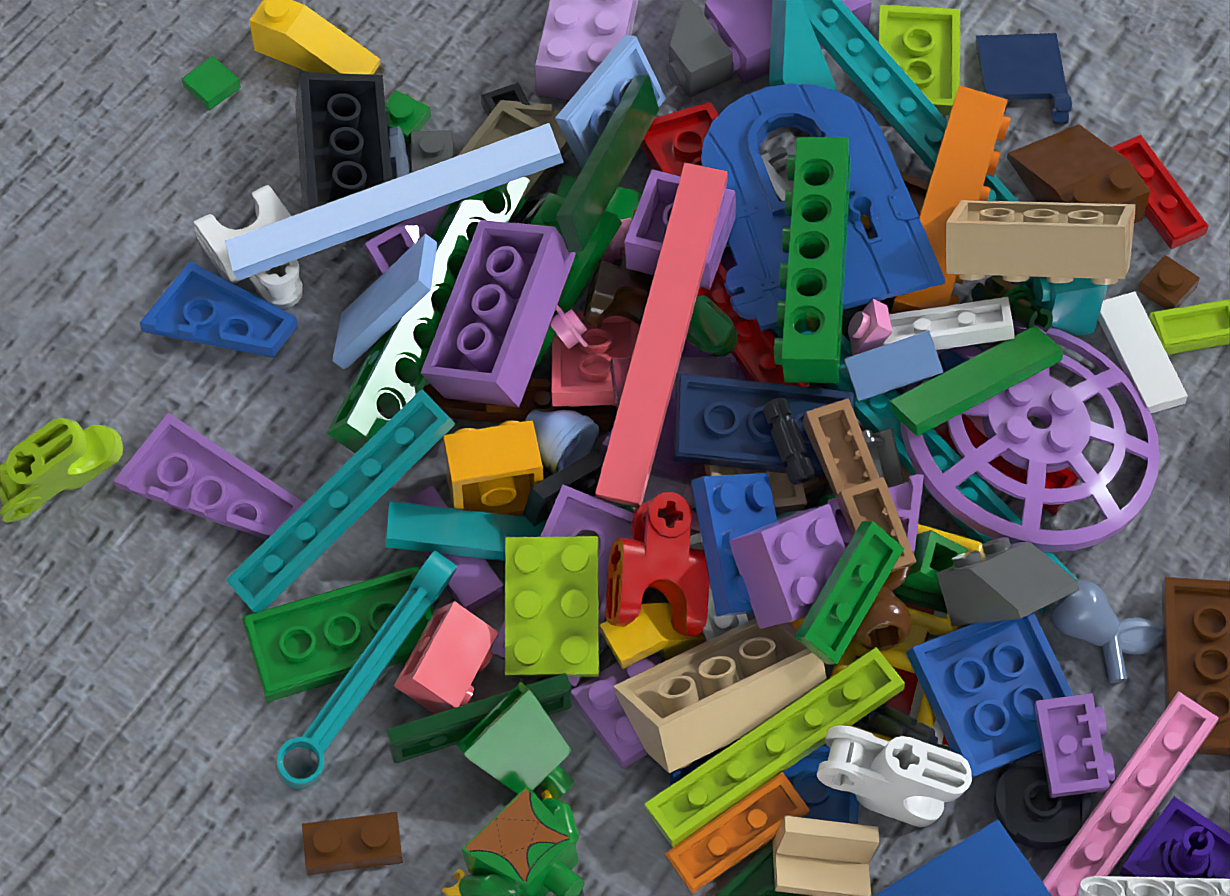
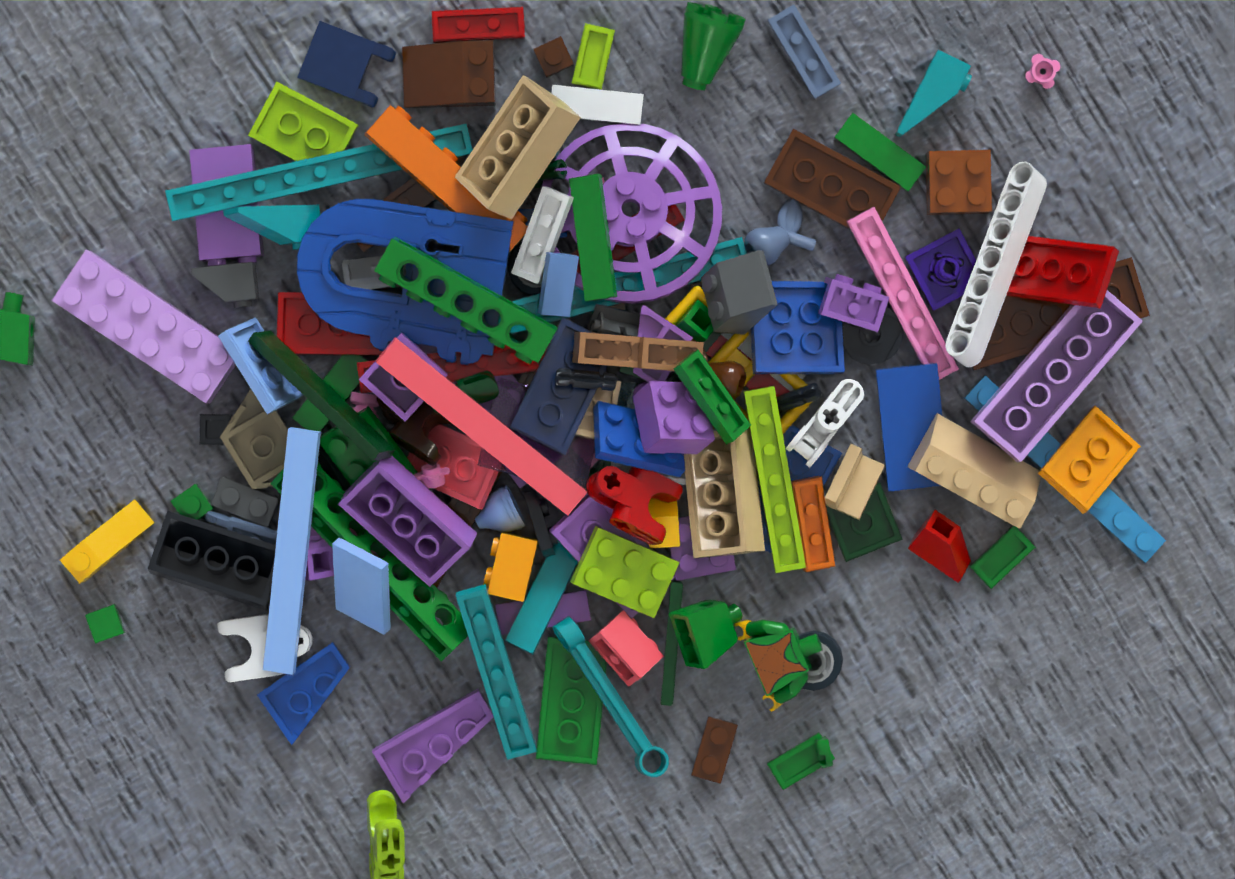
camera: 60 degrees left, 30 degrees up
(869, 328) = (523, 285): bright pink plate -> none

